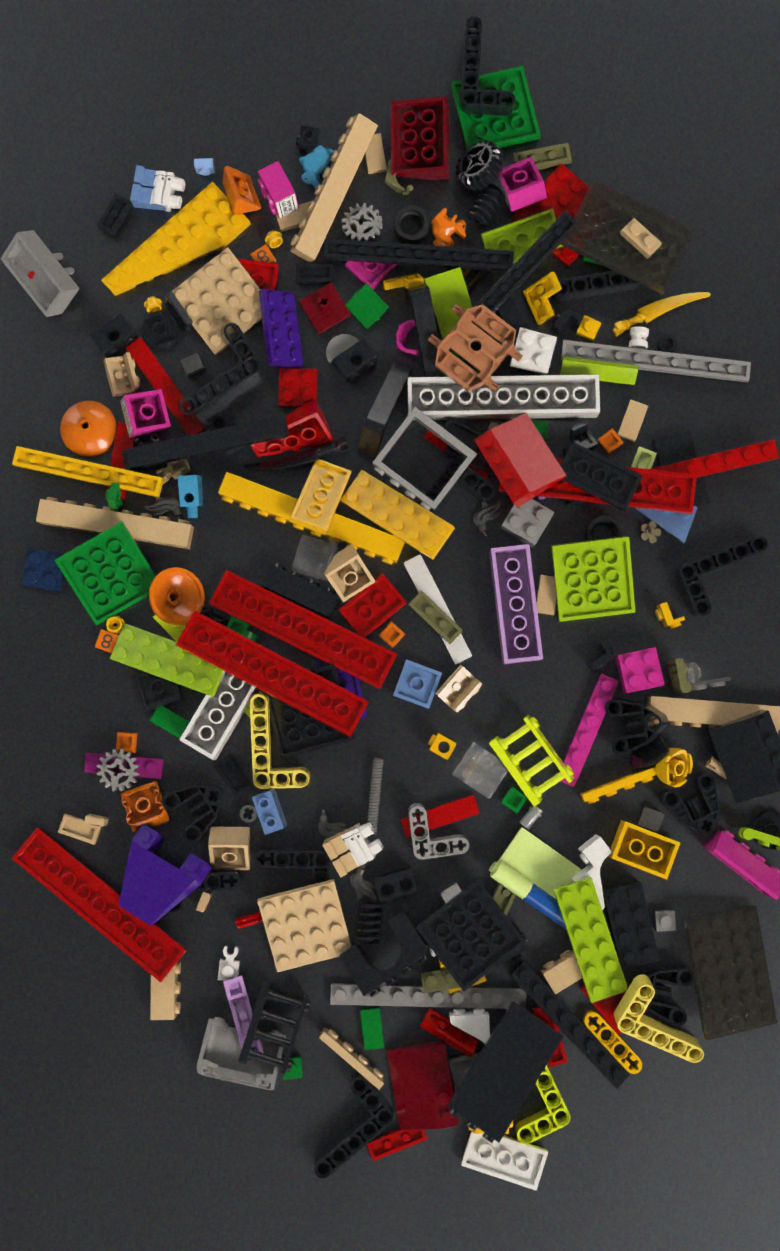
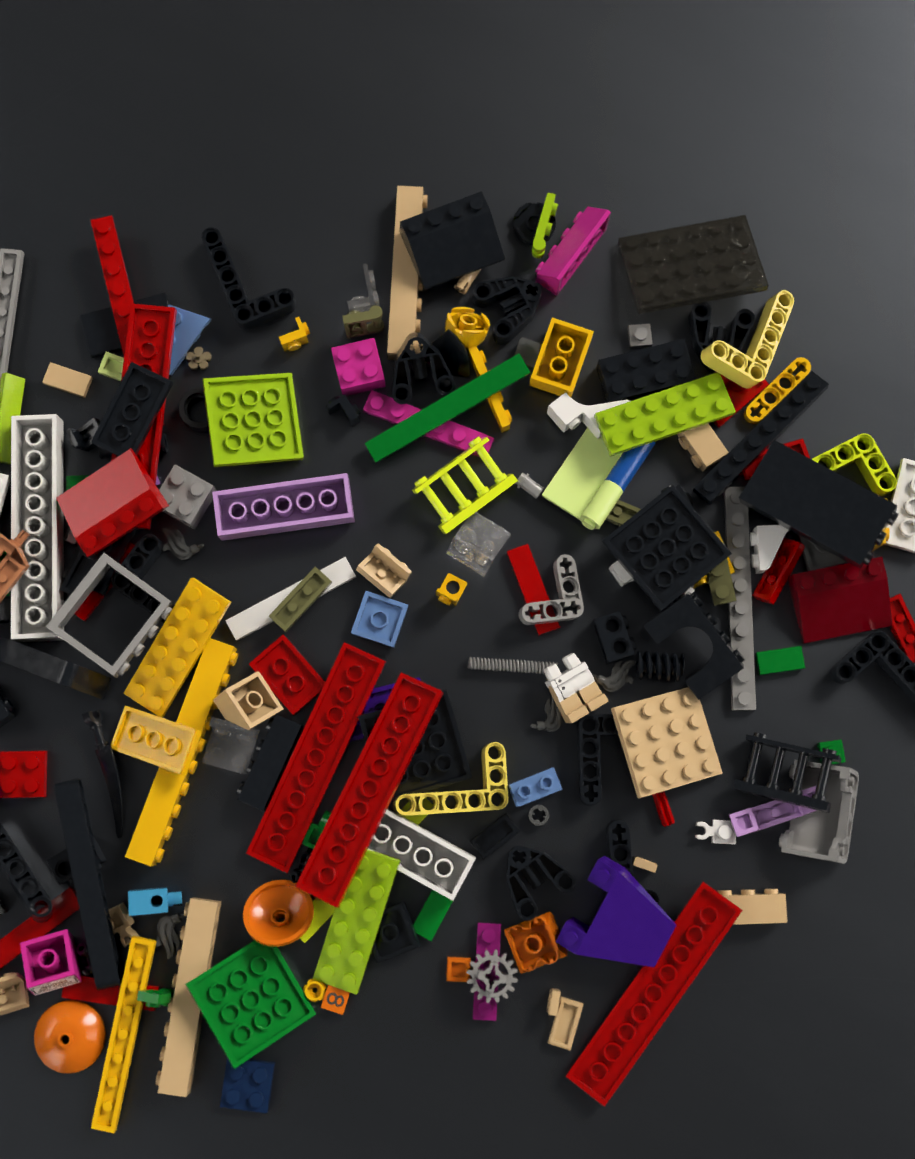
camera: 90 degrees left, 5 degrees down
(229, 848) = (580, 835): tan slope -> none
(306, 429) = (76, 759): red wedge -> none
(359, 1062) = (808, 689): tan plate -> none
(392, 634) = (322, 651): orange tile -> none
(514, 799) = (511, 504): green plate -> none
(546, 595) = (272, 472): tan tile -> none
(600, 748) = (447, 408): none -> green tile
(610, 441) = (91, 405): orange tile -> none

